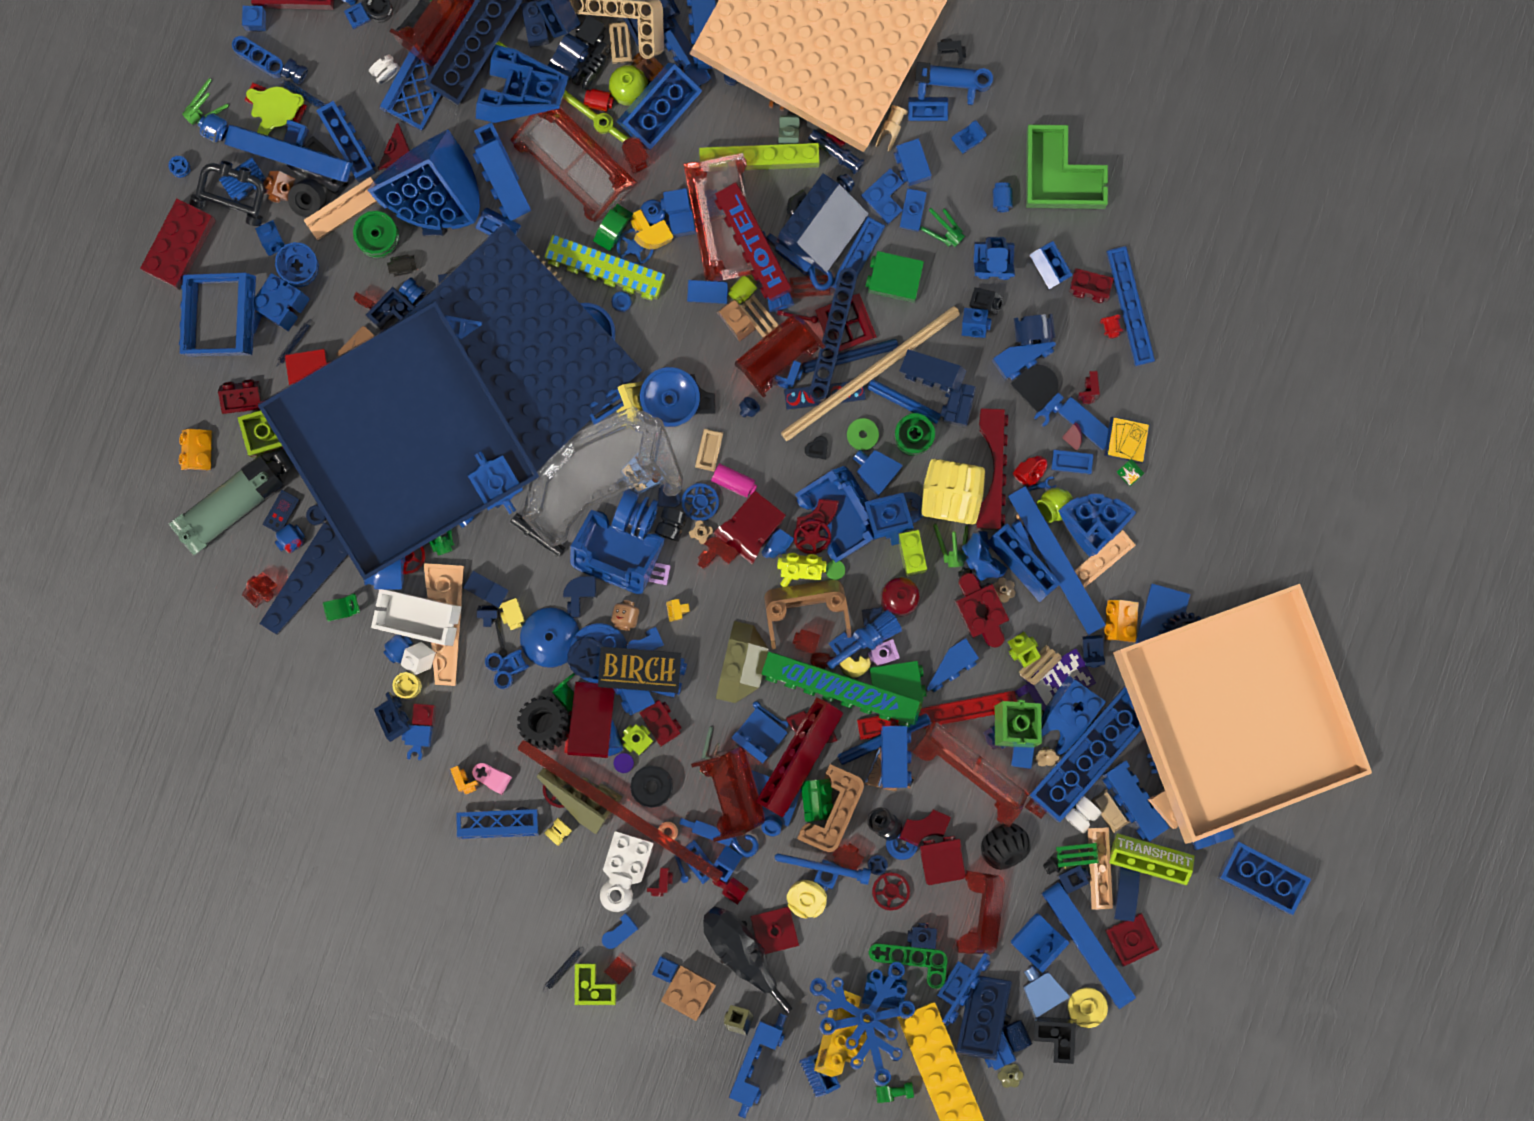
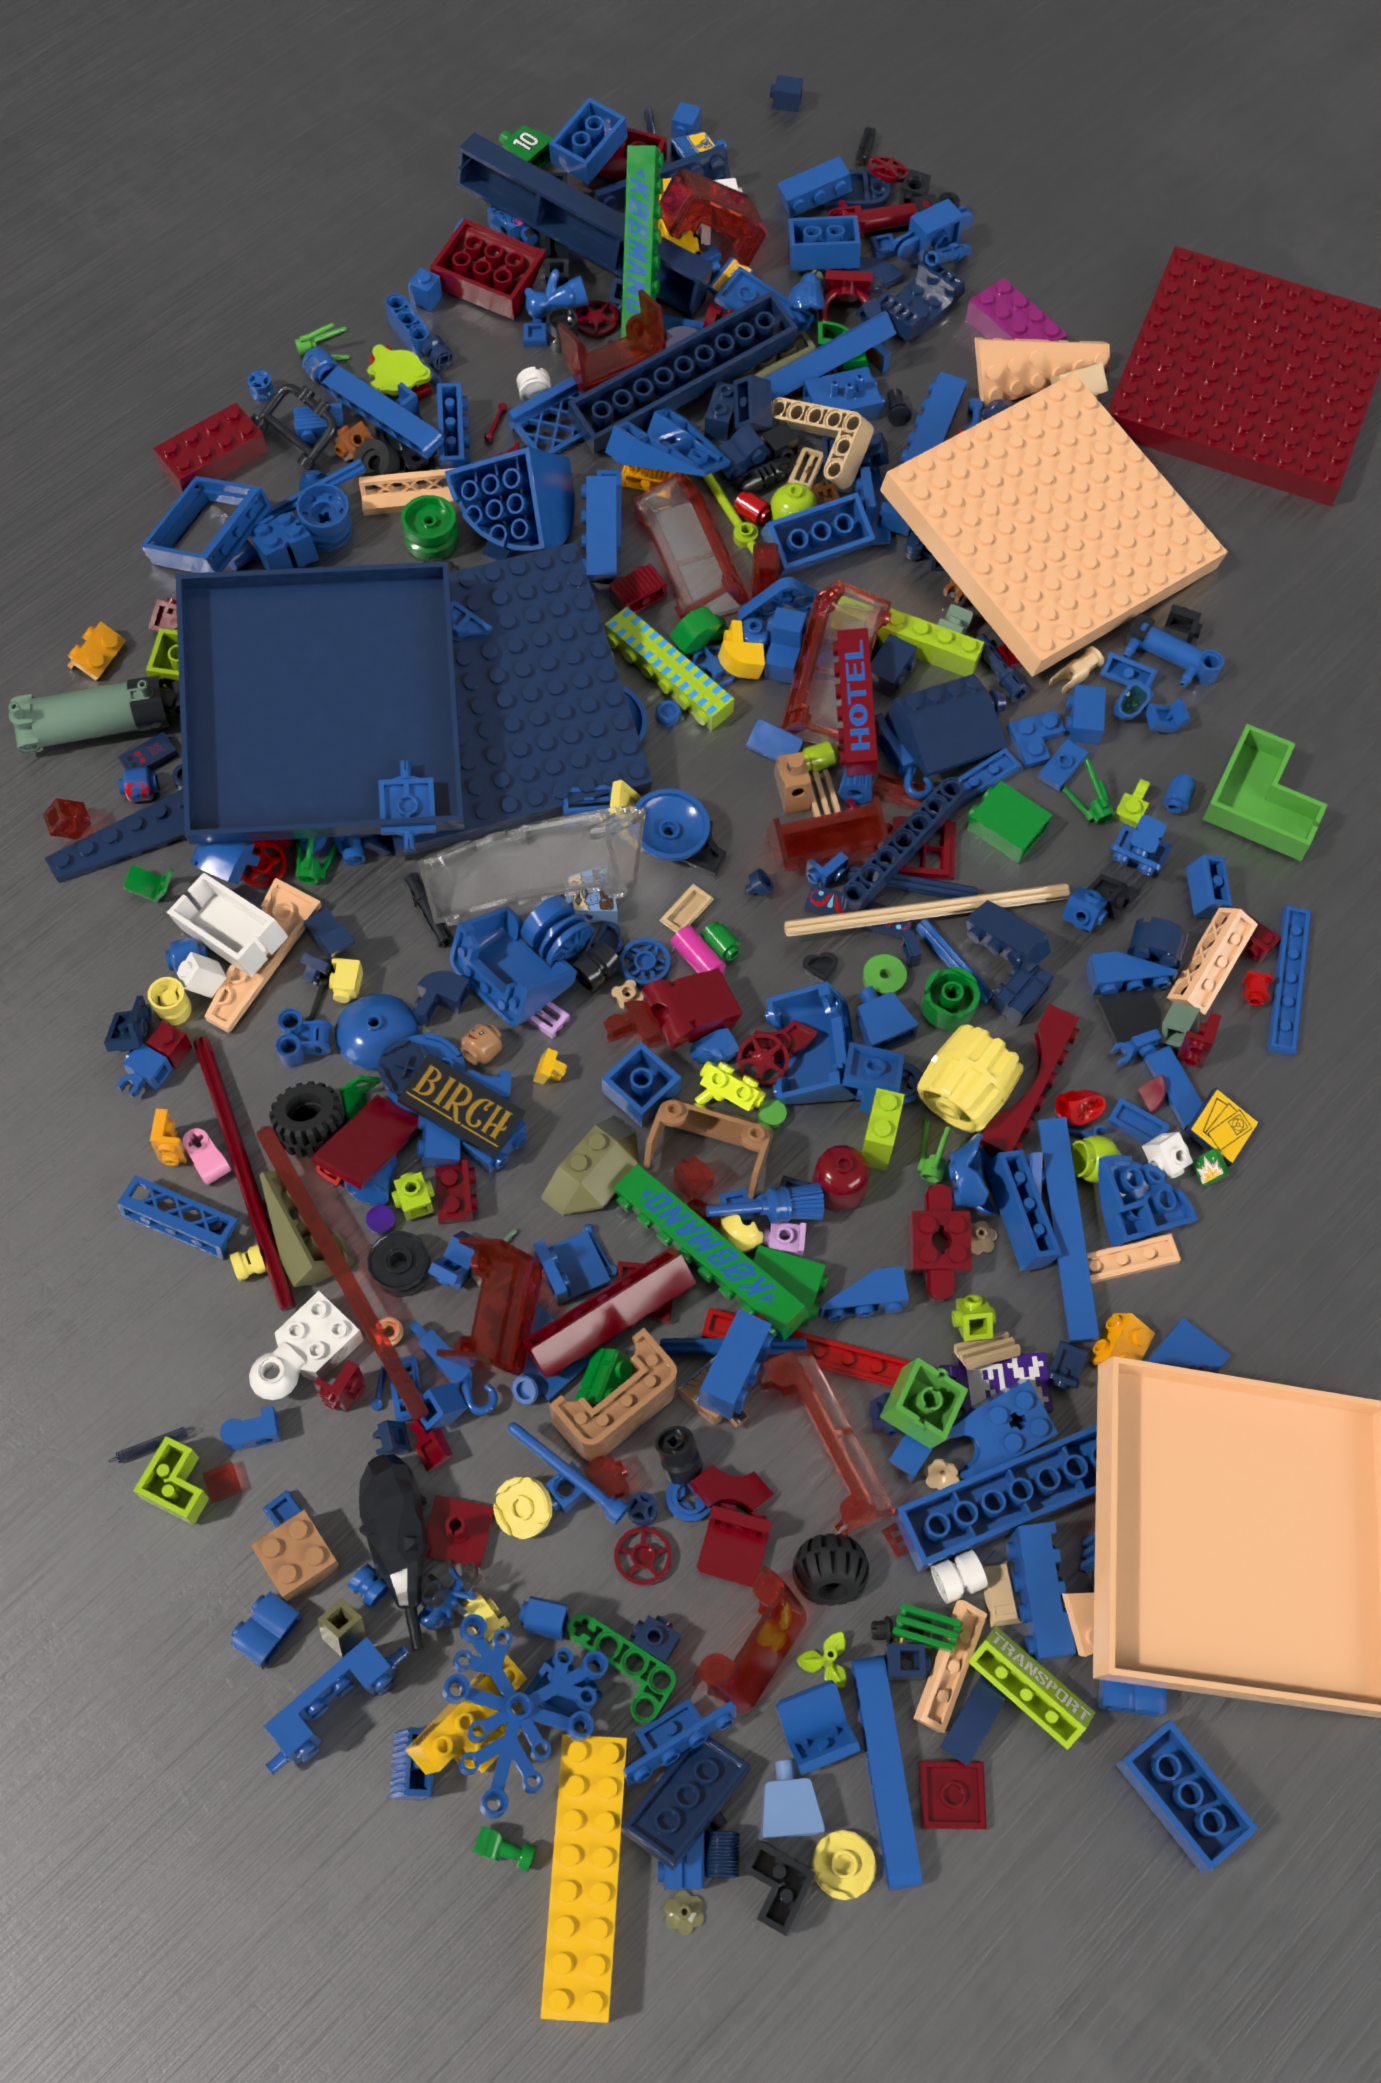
camera: 20 degrees right, 20 degrees down
(283, 239) = (336, 478): none -> blue axle
(368, 96) = (502, 408): none -> dark red hinge
(515, 770) = (244, 1175): none -> dark red axle
(550, 212) = (638, 589): none -> dark red brick
(659, 175) = (782, 592): none -> blue beam
(687, 776) = (454, 1266): none -> blue brick
(694, 1041) = (266, 1629): none -> blue brick
(707, 895) = (393, 1438): none -> dark blue tile
(740, 988) = (368, 1585): none -> blue wheel
(743, 594) = (641, 1084): none -> blue brick
(744, 464) = (721, 941): none -> green brick
(759, 188) = (892, 664): none -> dark blue brick
(788, 976) = (441, 1599): none -> animal
(815, 970) = (489, 1612): none -> light yellow brick
(853, 958) = (544, 1618): none -> blue brick
(872, 408) = (911, 949): none -> dark blue tile
(940, 137) = (1132, 700): none -> rock
(974, 222) = (1132, 806): none -> lime plate
(1027, 890) = (833, 1648): none -> lime plant
(1072, 380) = (1179, 1021): none -> sand green brick
(1077, 323) = (1215, 961): none -> light nougat fence
(1099, 479) = (1168, 1153): none -> white brick

